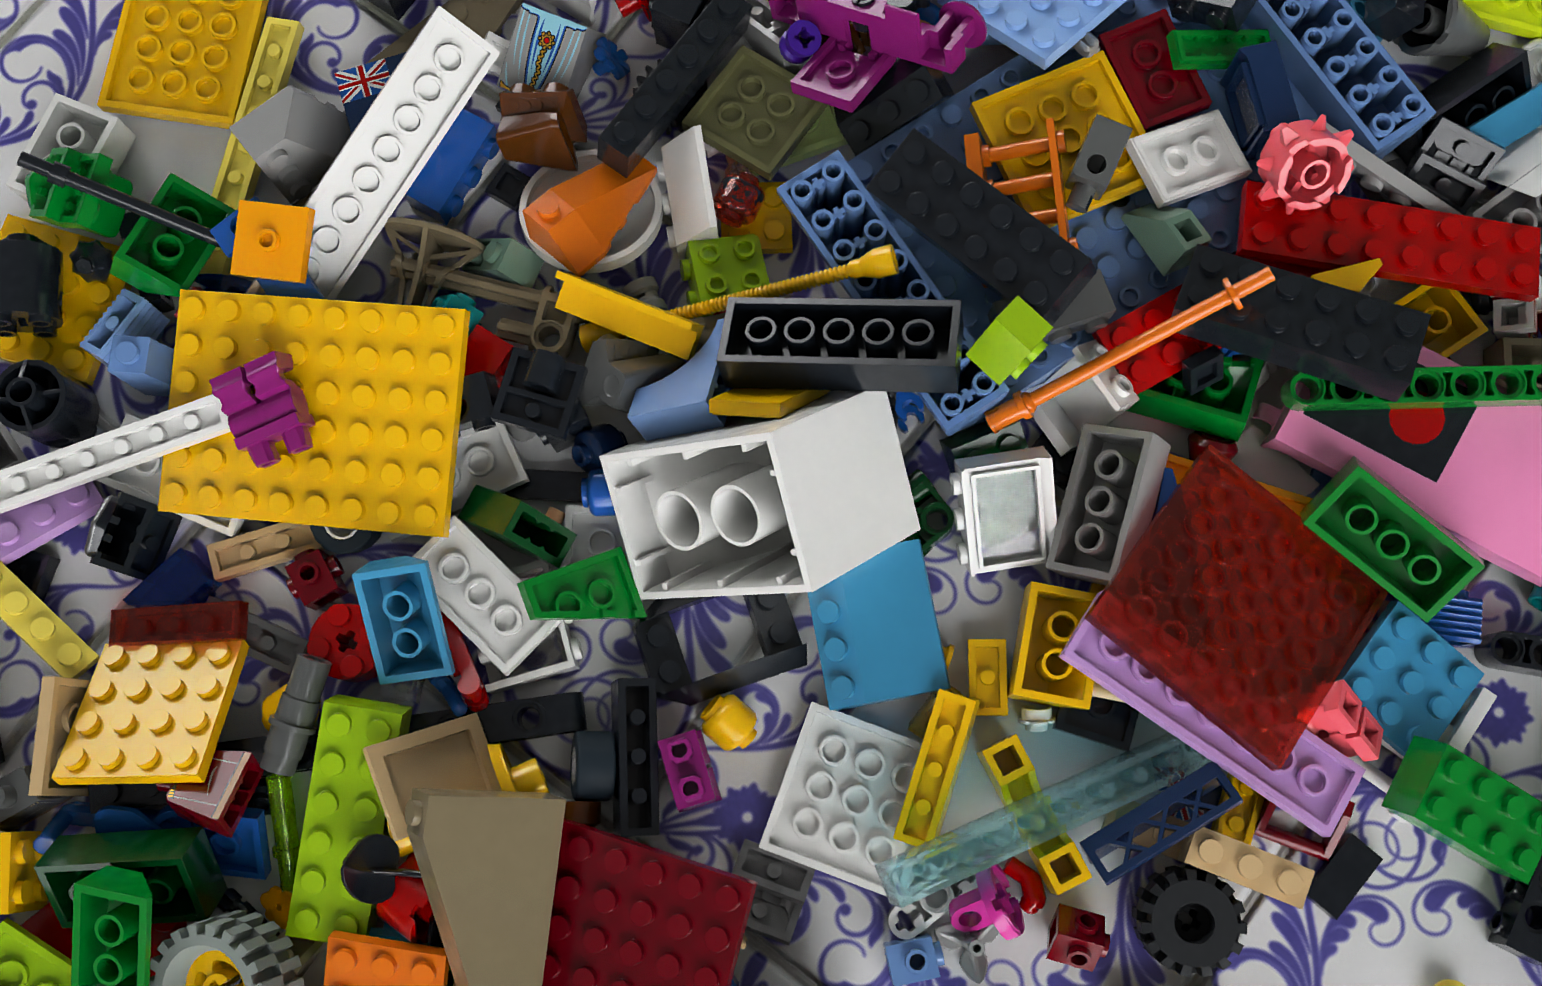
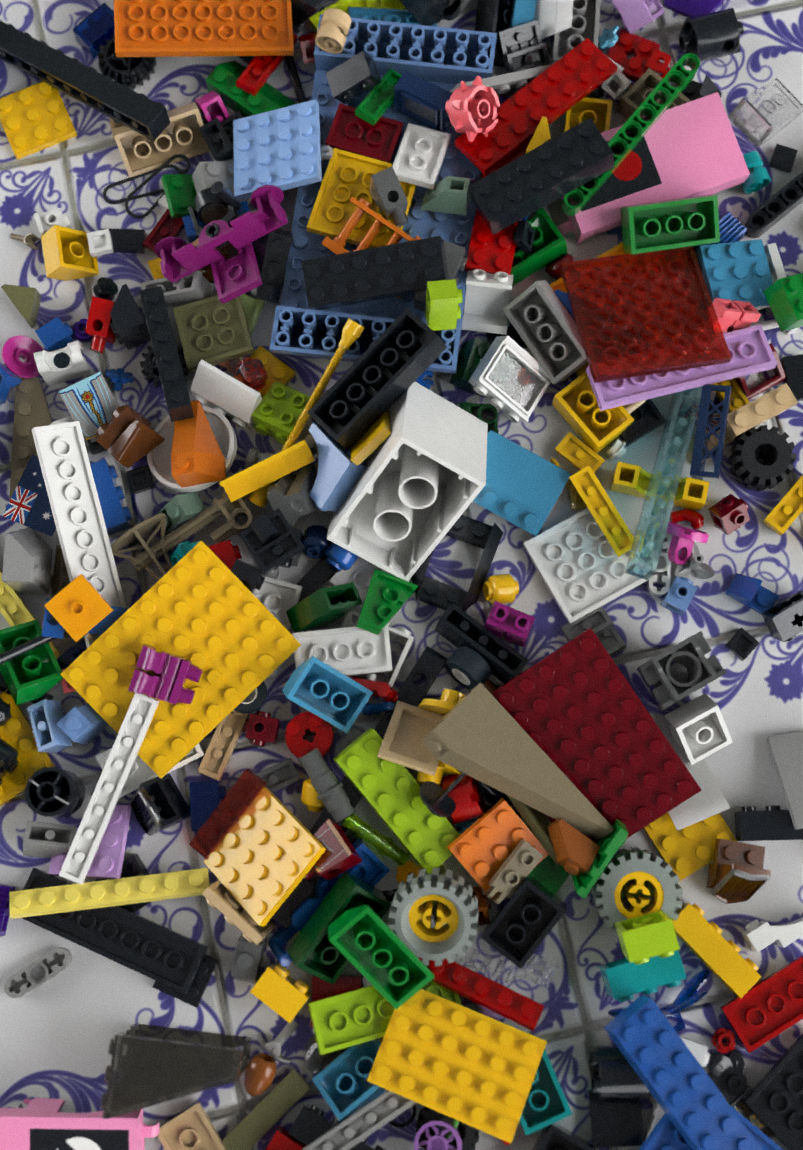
camera: 50 degrees left, 0 degrees up
(793, 48) = (203, 284): dark purple wheel -> none
(1025, 403) = (471, 326): orange bar -> none

